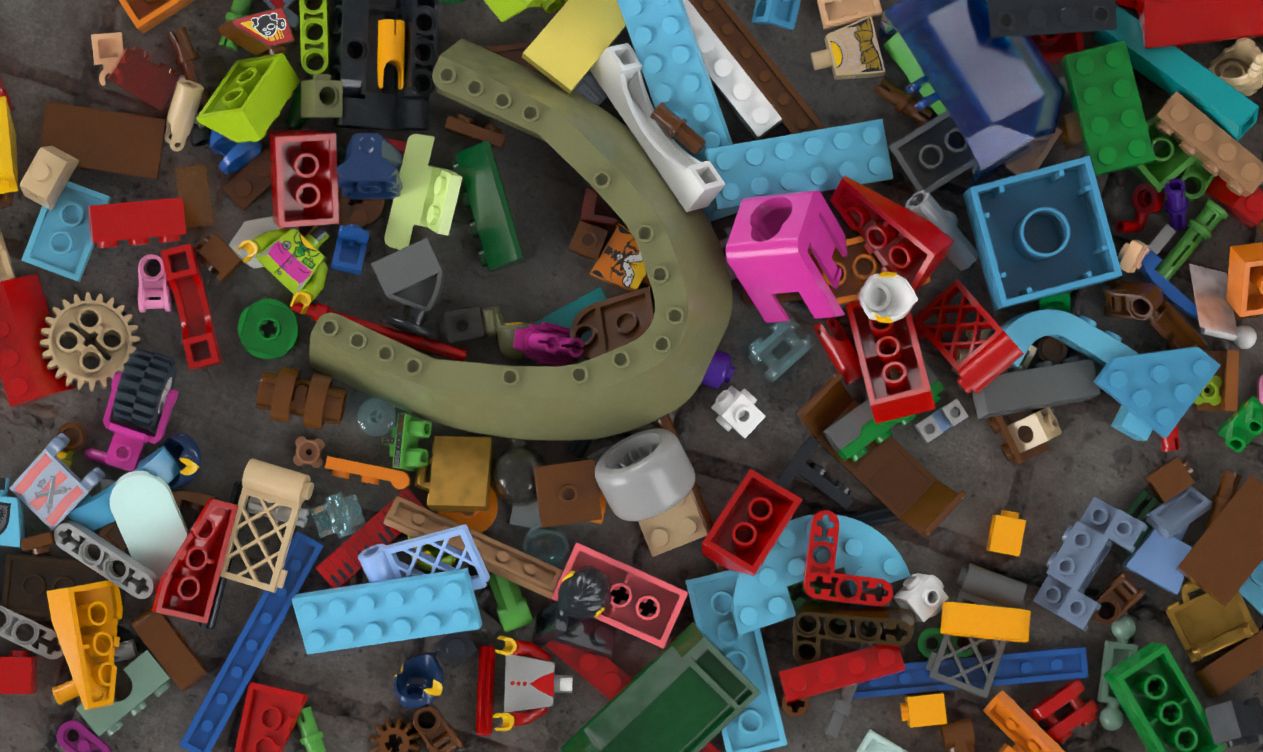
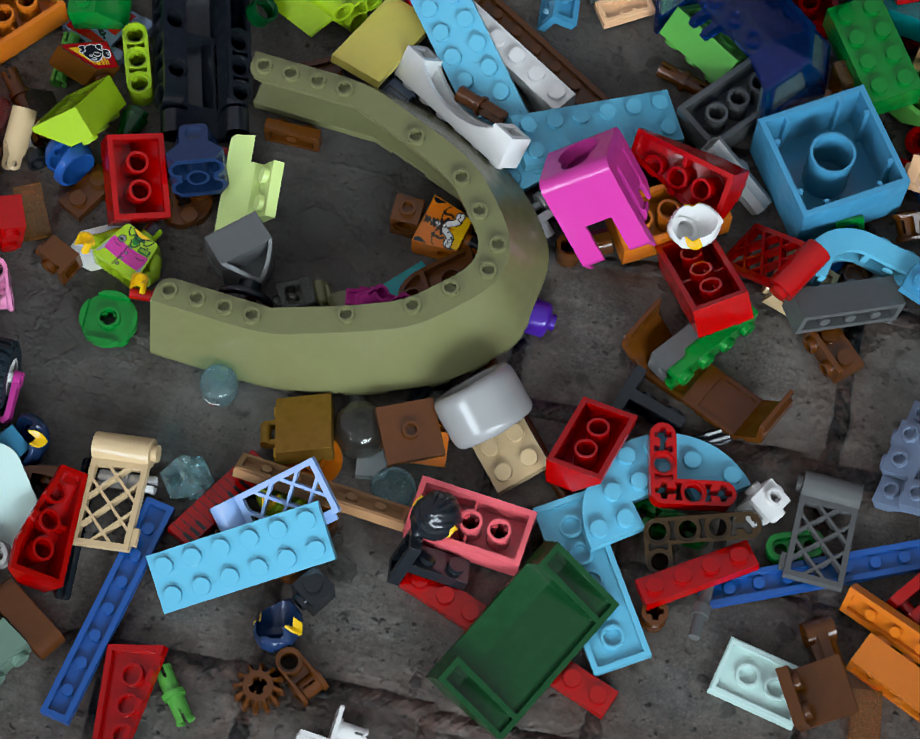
camera: 10 degrees left, 20 degrees down
(195, 315) = (34, 301): red arch -> none
(290, 395) = (134, 371): reddish brown piece -> none
(302, 446) = (151, 419): nougat plate -> none
(310, 101) = (148, 109): olive brick -> none
(350, 249) = (183, 240): blue bracket -> none
(369, 473) = (213, 437): orange plate -> none
(391, 48) = (209, 65): light orange piece -> none
(405, 440) = (246, 406): bright green hips -> none
(485, 690) = (345, 633): red axle -> none
(489, 207) = (312, 193): dark green slope -> none
(512, 606) = (363, 547): bright green piece -> none
(528, 683) = (387, 618): torso -> none
(589, 211) = (414, 187): clear red panel -> none
(737, 411) = (564, 351): white brick -> none
(762, 348) = (597, 281): clear light blue brick -> none
(840, 350) = (652, 288): red piece -> none
(851, 52) = (631, 42): torso -> none
(924, 709) = (782, 610): light orange brick -> none
(941, 420) = (752, 352): flat silver piece -> none
(985, 622) = (830, 515): light orange beam -> none
(1006, 533) = (836, 442): light orange brick -> none
(1043, 425) = (857, 341): tan bracket -> none

